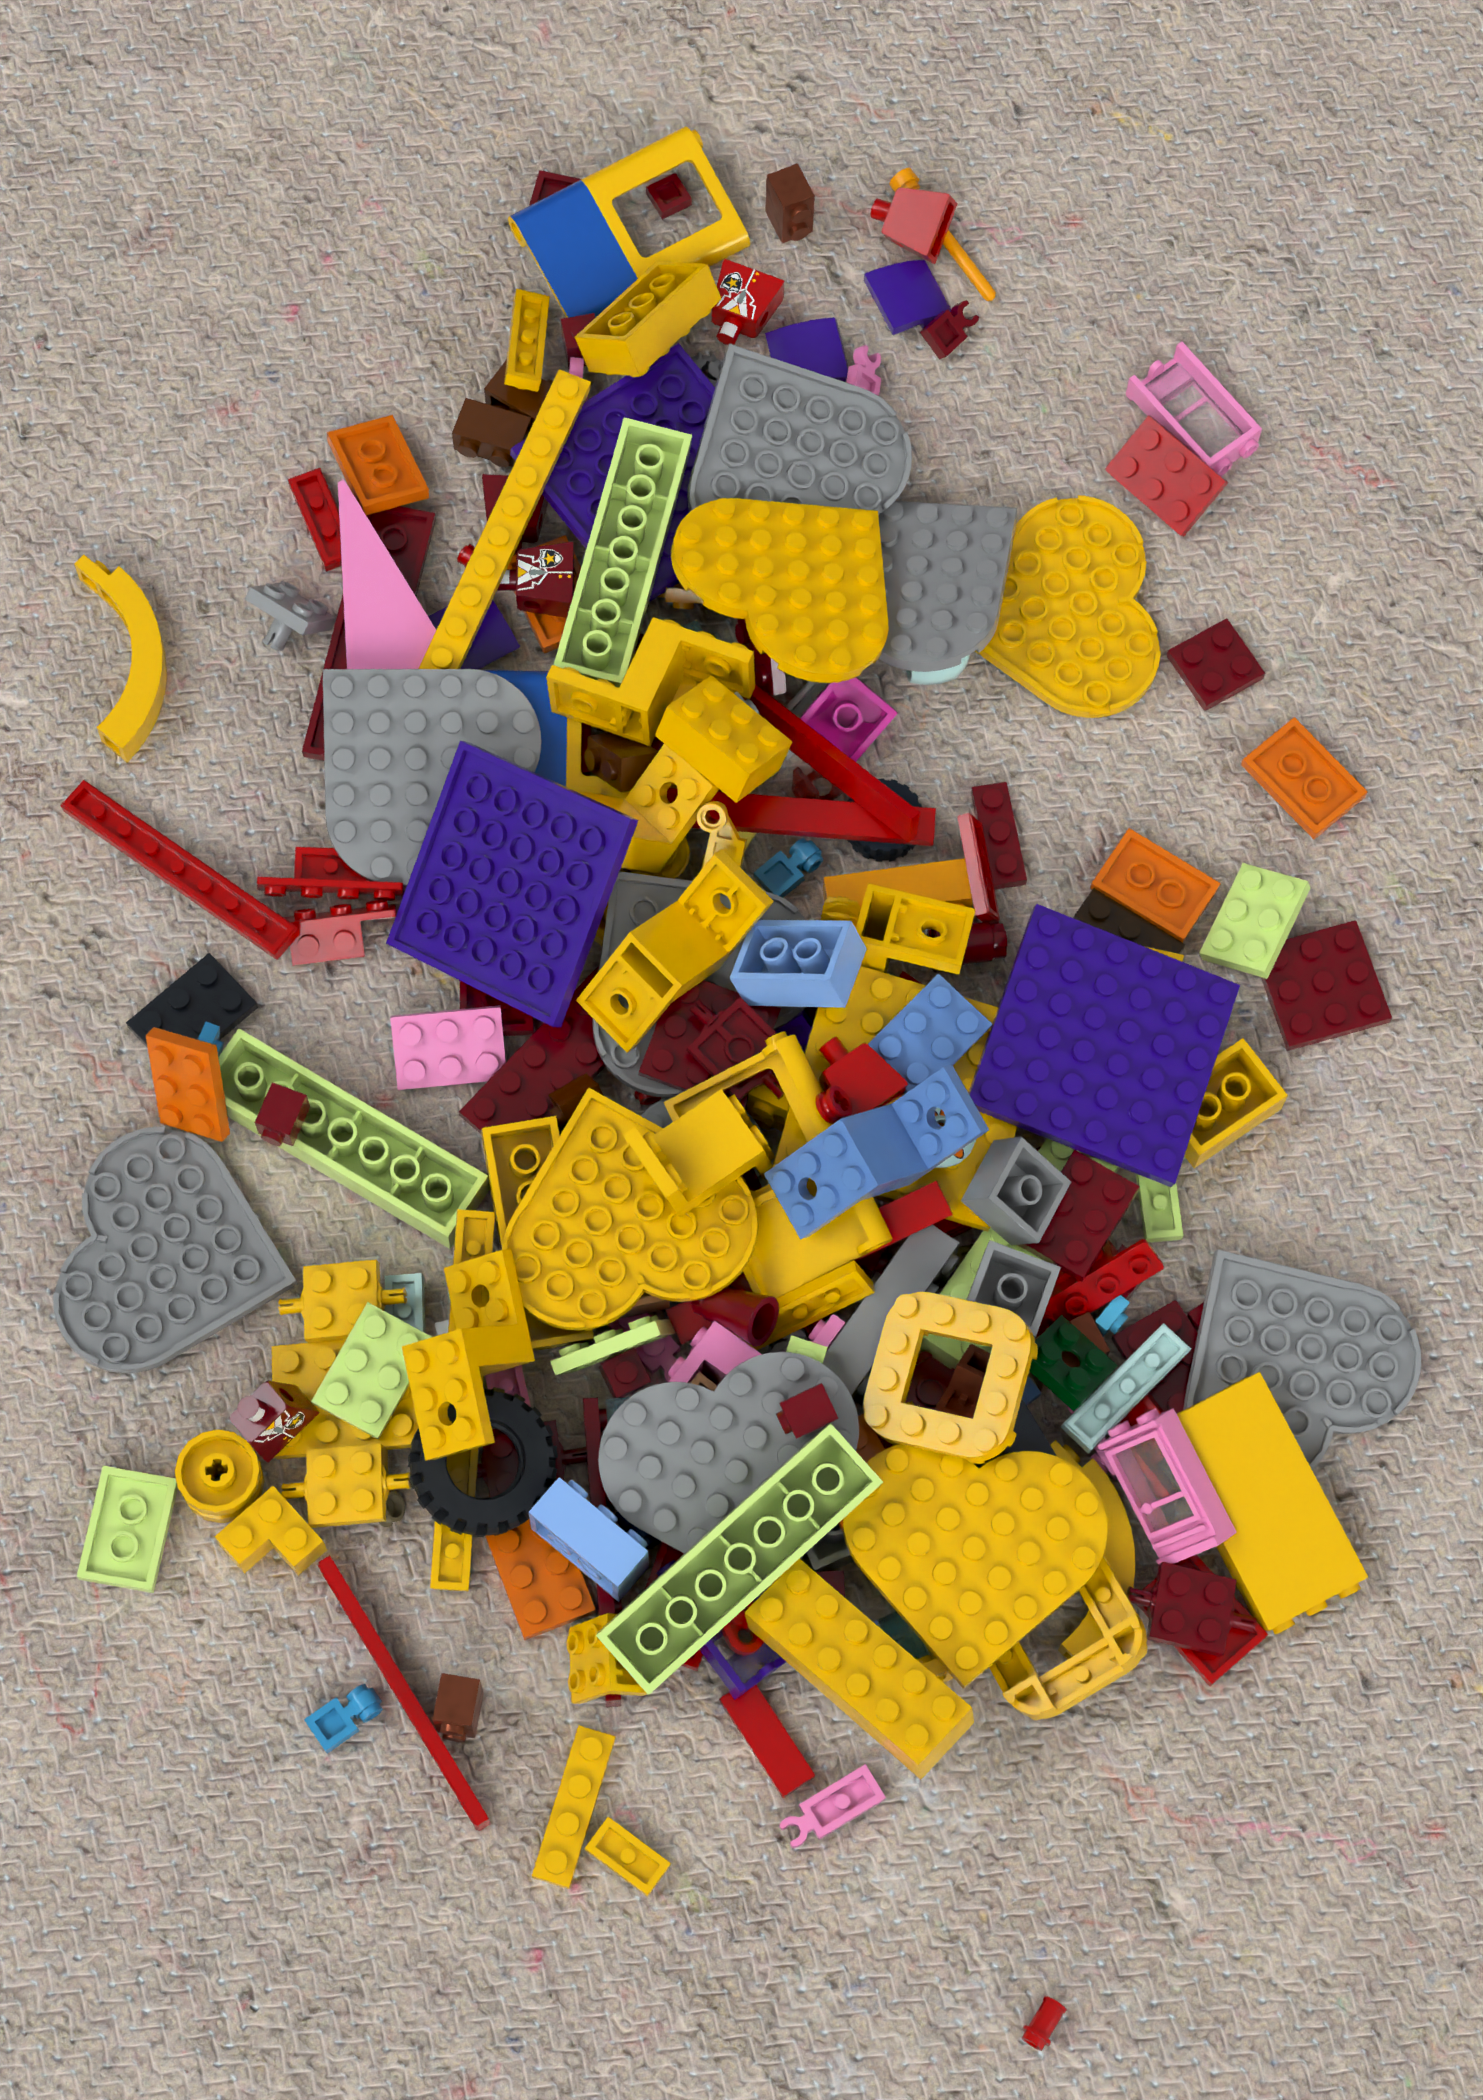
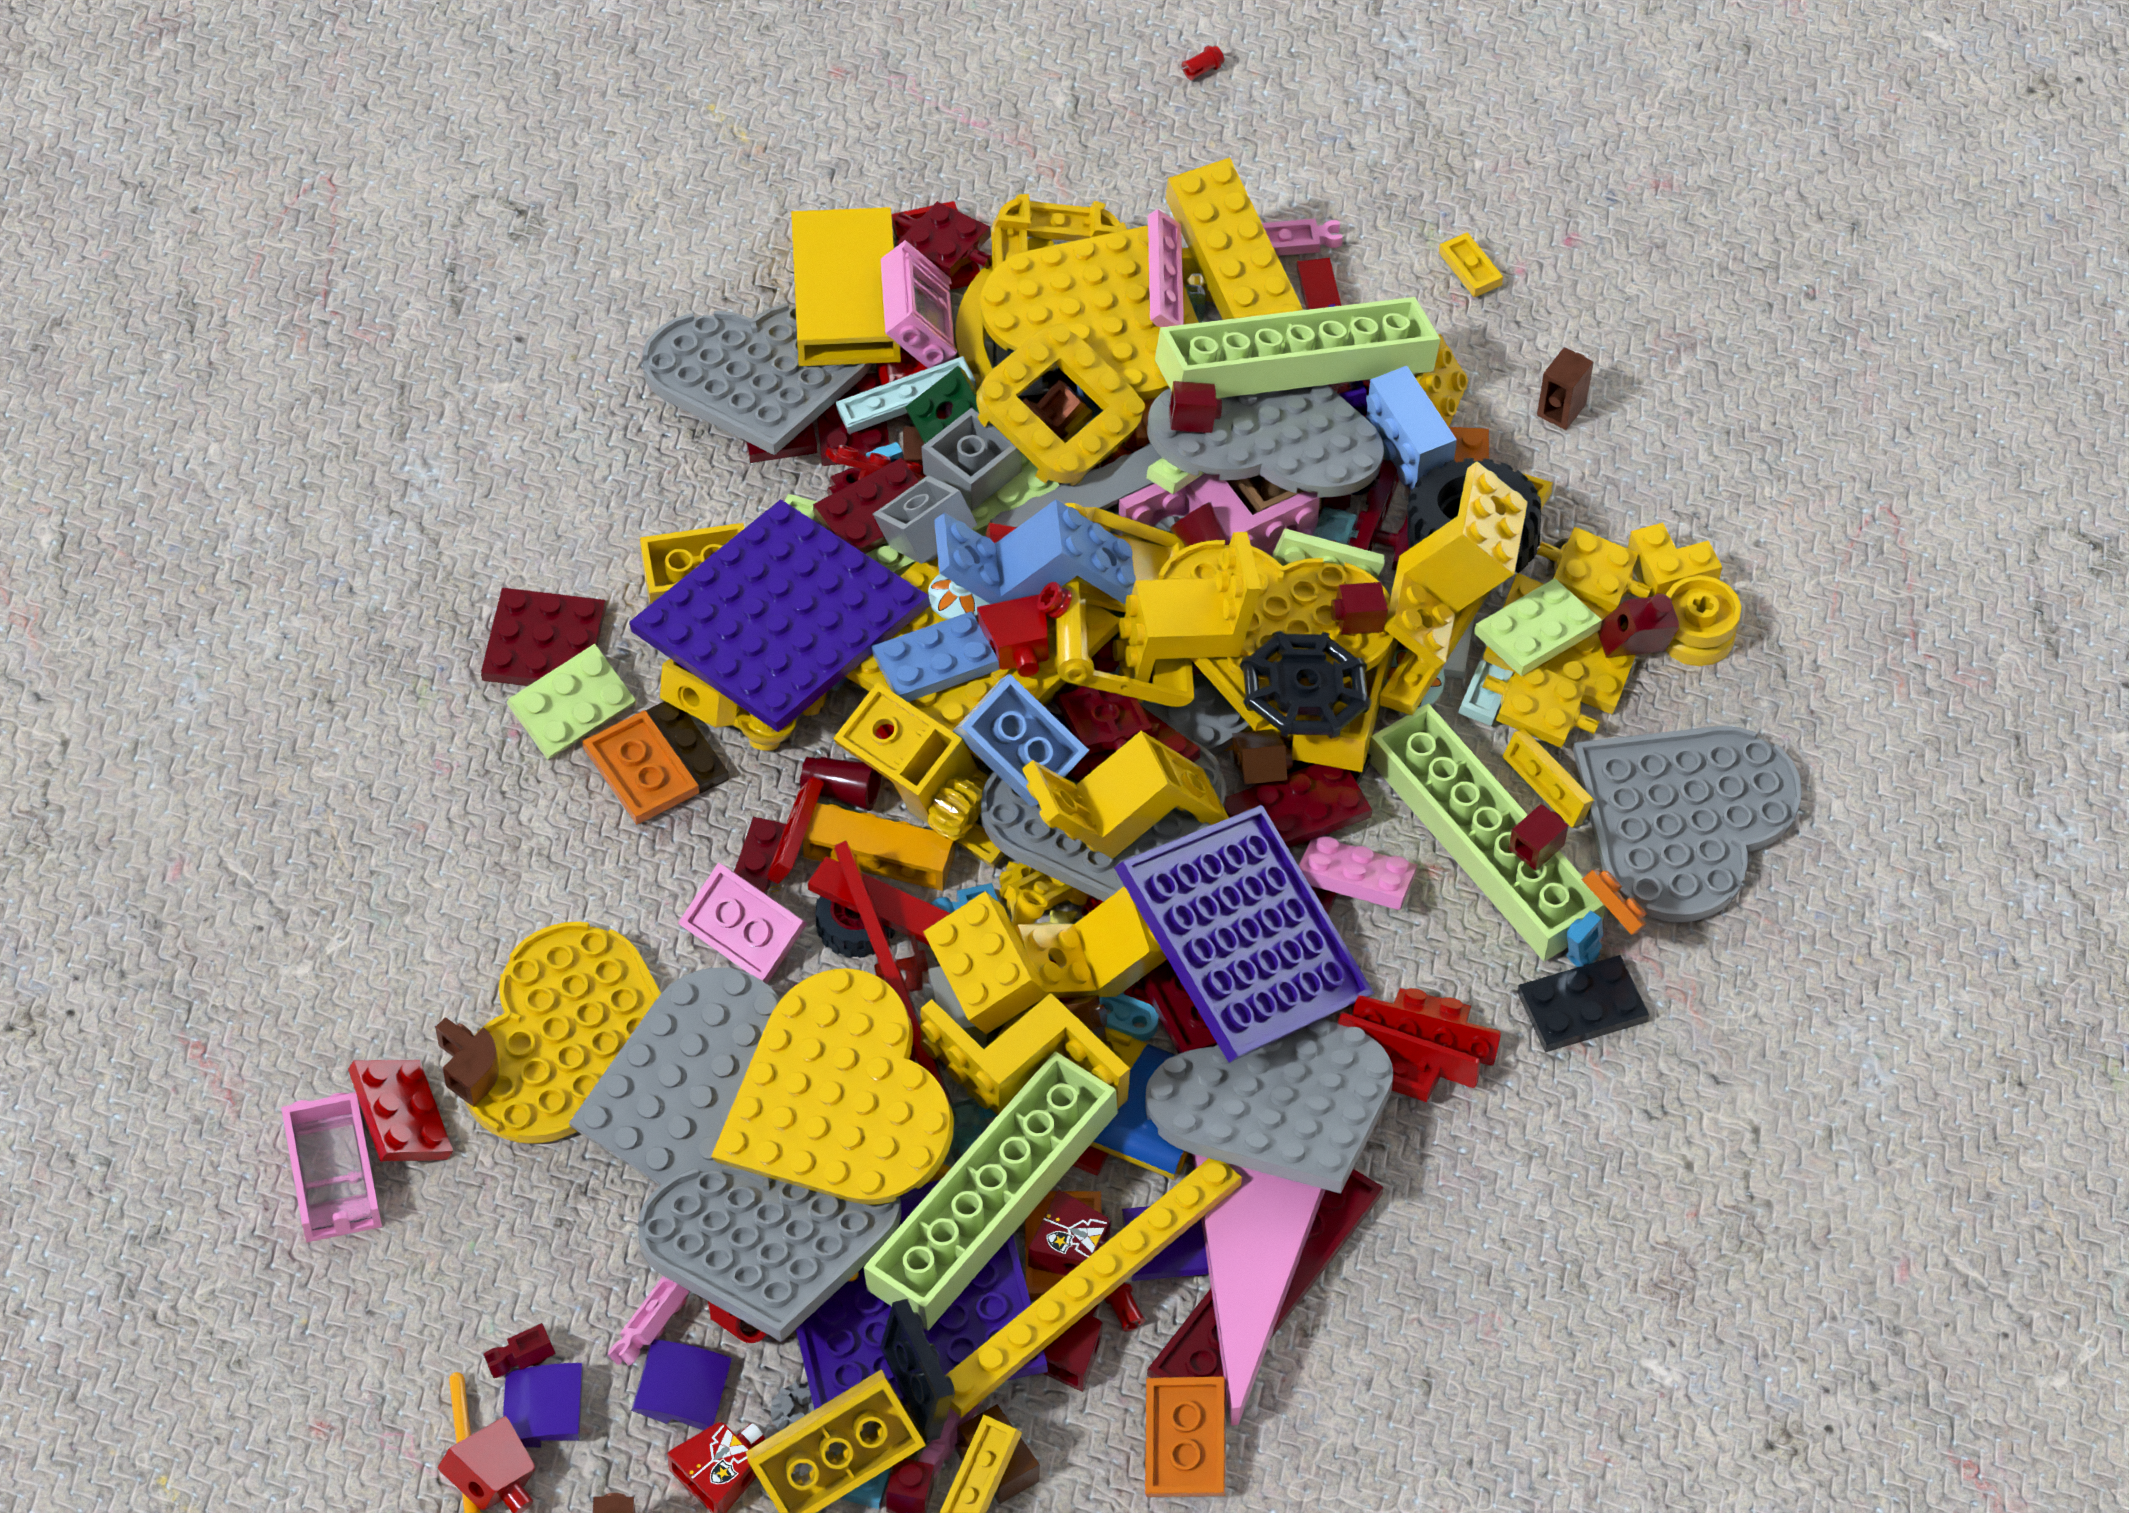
camera: 155 degrees left, 15 degrees down
(127, 1529) = (1792, 620): yellowish green plate -> none
(143, 696) = (1522, 1302): yellow arch -> none
(180, 870) = (1549, 1121): red tile -> none
(289, 612) = (1339, 1317): light grey plate -> none
(305, 1232) = (1548, 778): none -> yellow plate
(319, 515) = (1265, 1426): red tile -> none
(334, 1723) = (1669, 428): dark azure plate -> none
(404, 1694) = (1606, 430): red tile -> none
(489, 432) = (1052, 1429): reddish brown brick -> none
(543, 1256) = (1359, 608): none -> dark red brick
(556, 1166) = (1300, 699): none -> black plate
(573, 1807) = (1498, 314): yellow plate -> none
(607, 376) = (917, 1370): none -> black plate
(920, 1595) = (1165, 270): none -> bright pink plate
(976, 761) = (742, 923): none -> bright pink plate
(1126, 533) = (474, 1060): none -> copper brick
(1215, 664) = (461, 935): dark red plate -> none
(1304, 778) = (448, 802): orange plate -> none

